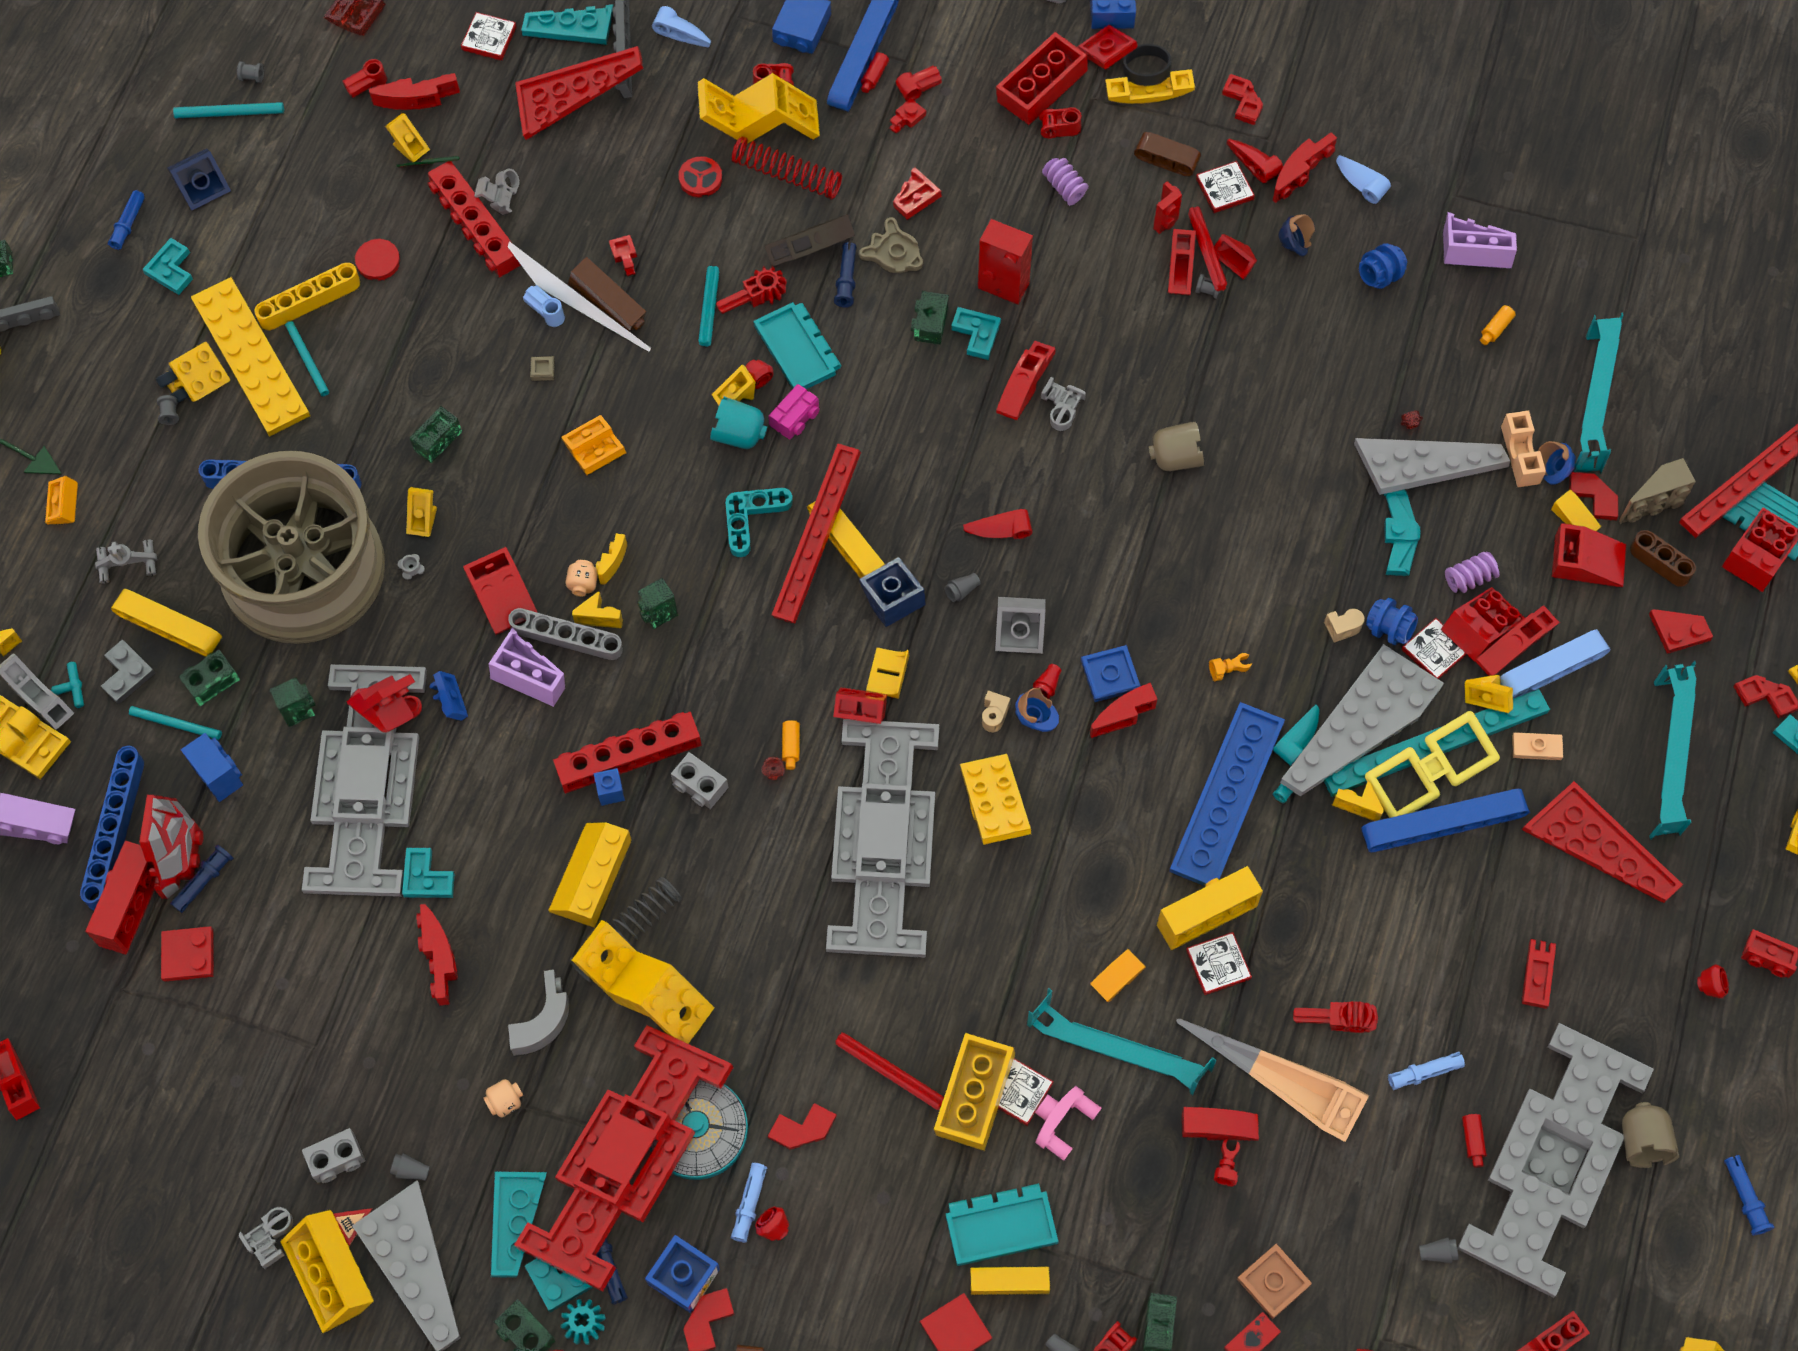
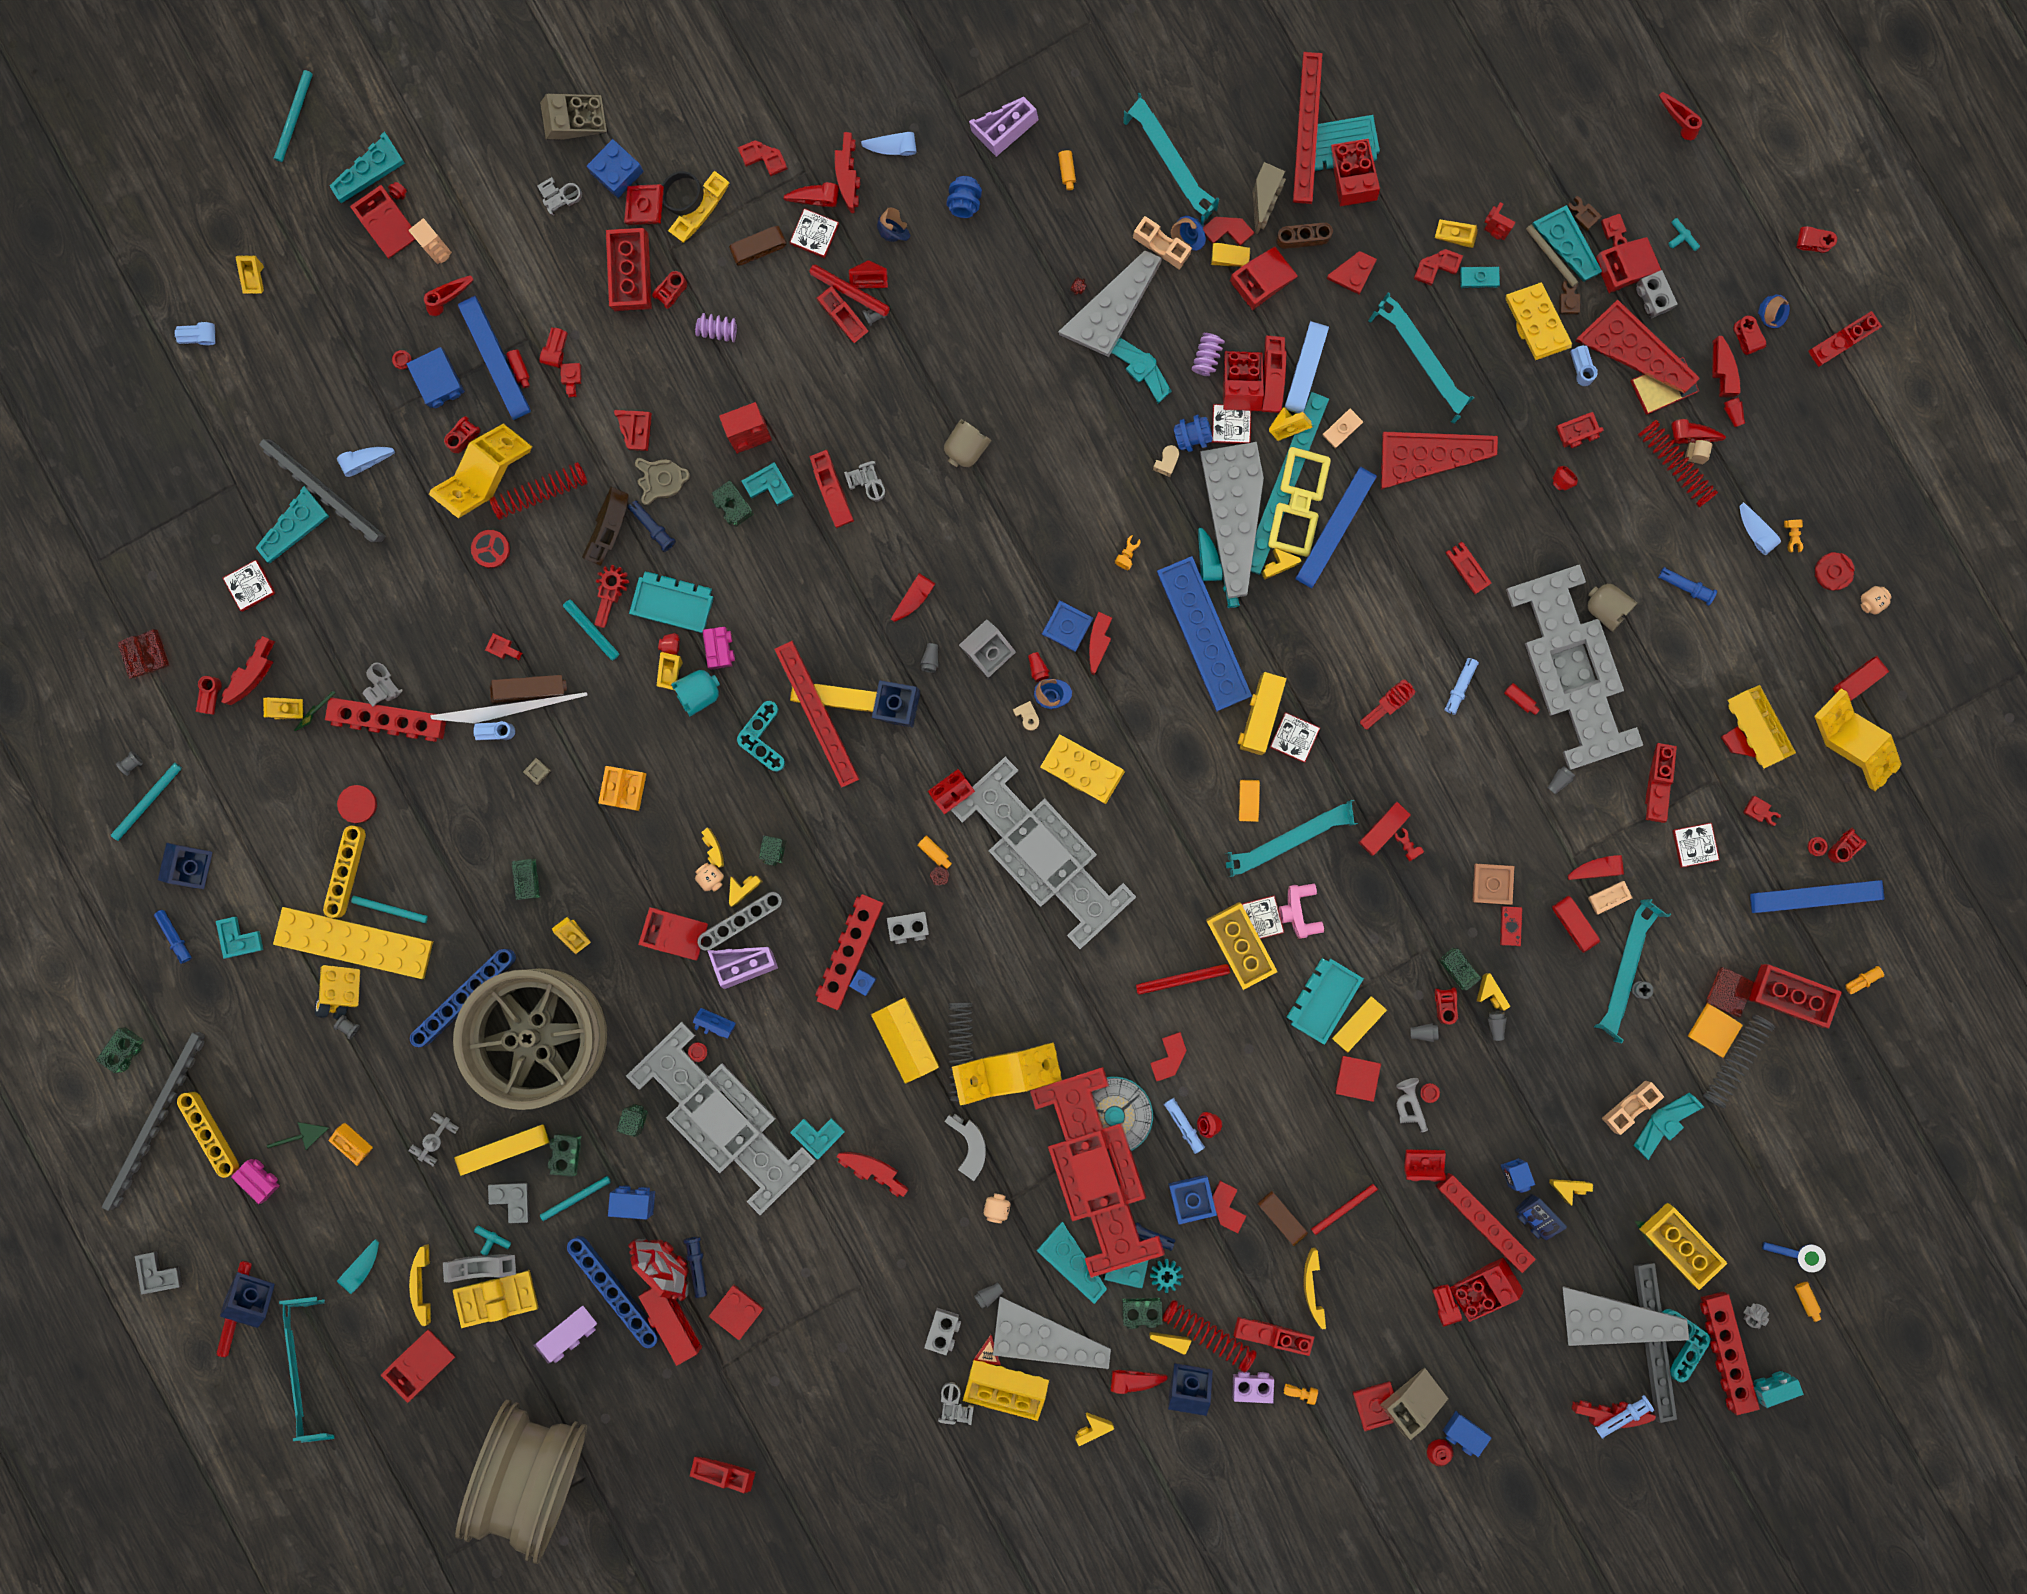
camera: 45 degrees left, 20 degrees up
(383, 703) = (686, 1069): red piece -> none
(409, 560) = (596, 971): light grey plate -> none
(560, 92) = (343, 580): red wing -> none
(891, 662) = (938, 745): yellow piece -> none
(1168, 208) = (798, 280): red bracket -> none
(1317, 1096) = (1420, 760): light nougat plate -> none

